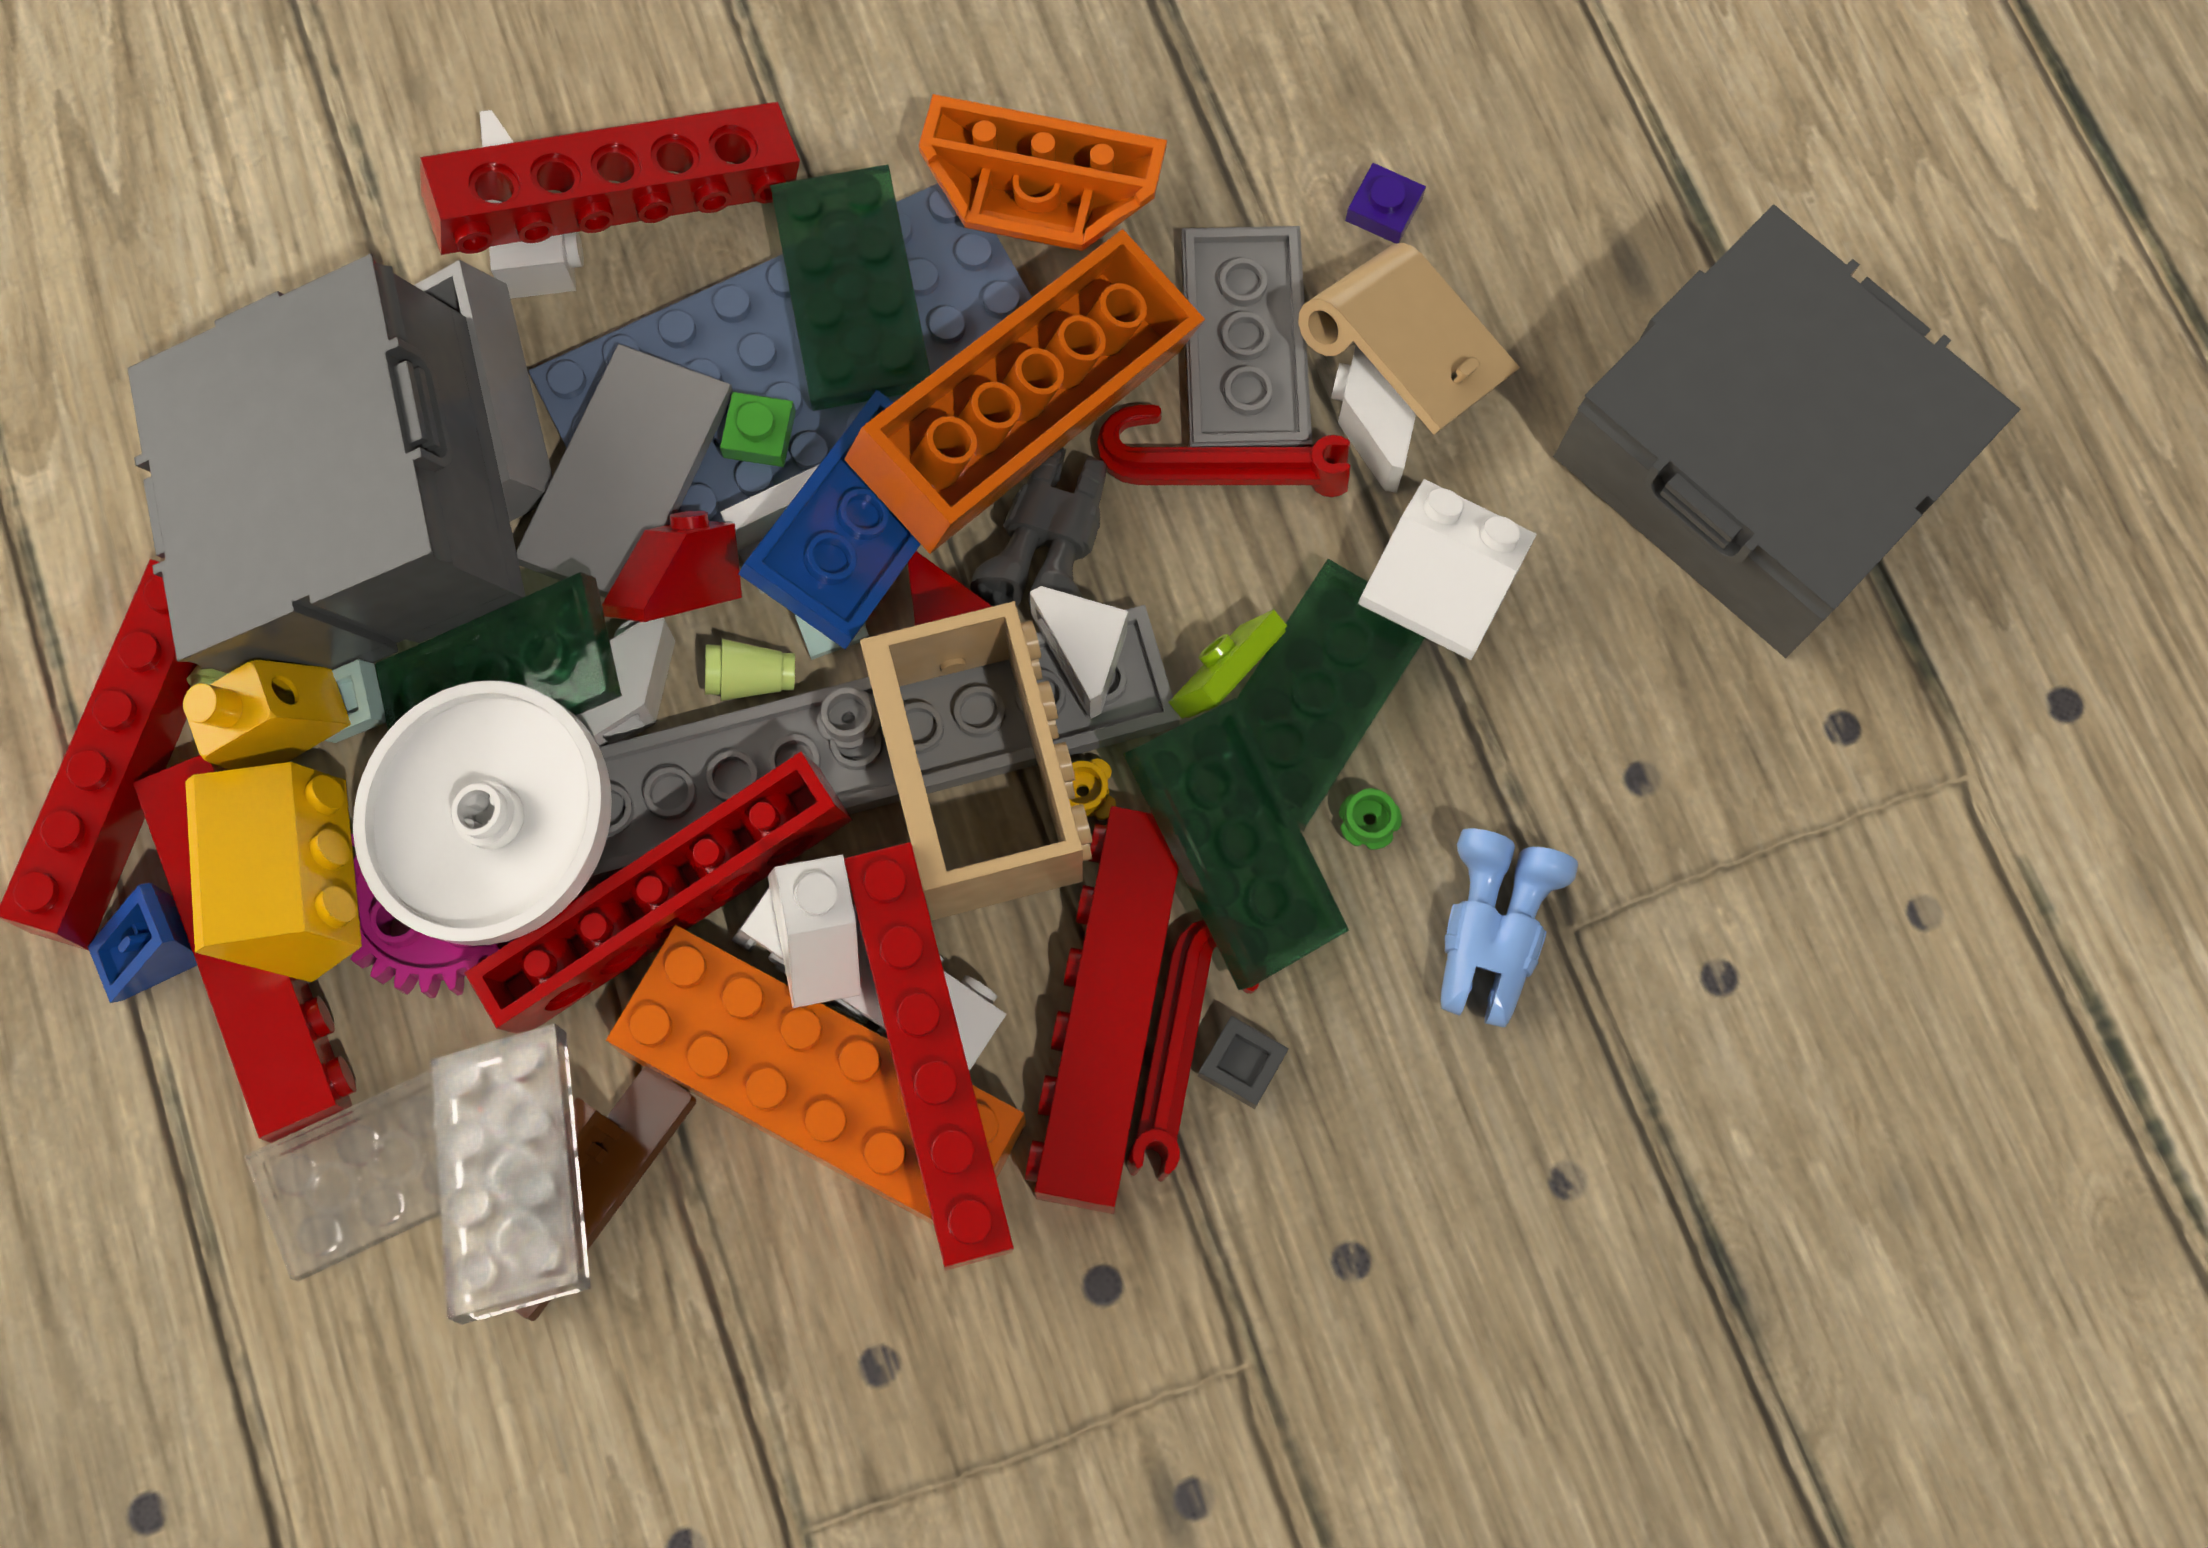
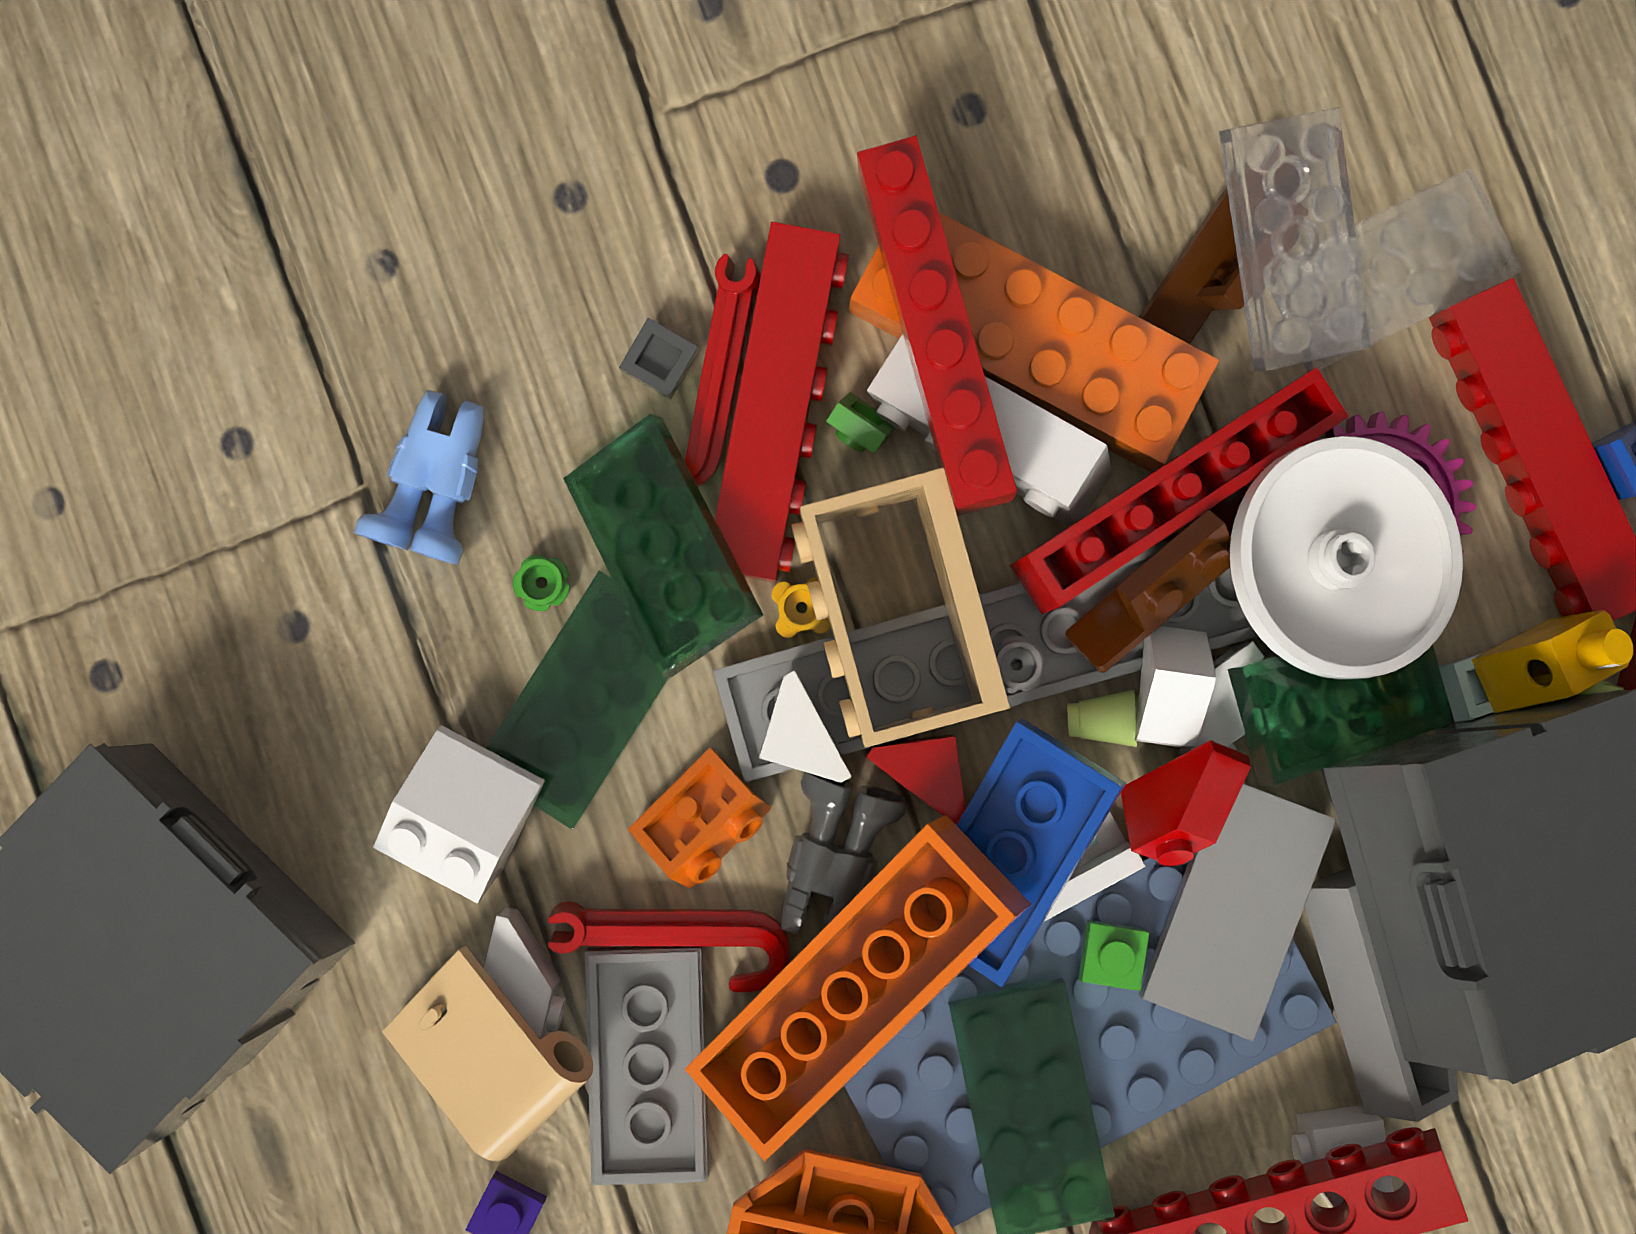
camera: 175 degrees right, 15 degrees up
(272, 869) = (1531, 510): yellow slope -> none
(678, 693) = (1174, 687): none -> white slope
(691, 788) = (1158, 587): none -> reddish brown bracket
(816, 930) = (1039, 443): white slope -> none
(1017, 984) = (859, 425): none -> bright green plate
(1193, 570) = (699, 820): none -> orange bracket
(1227, 663) = (667, 720): lime plate -> none

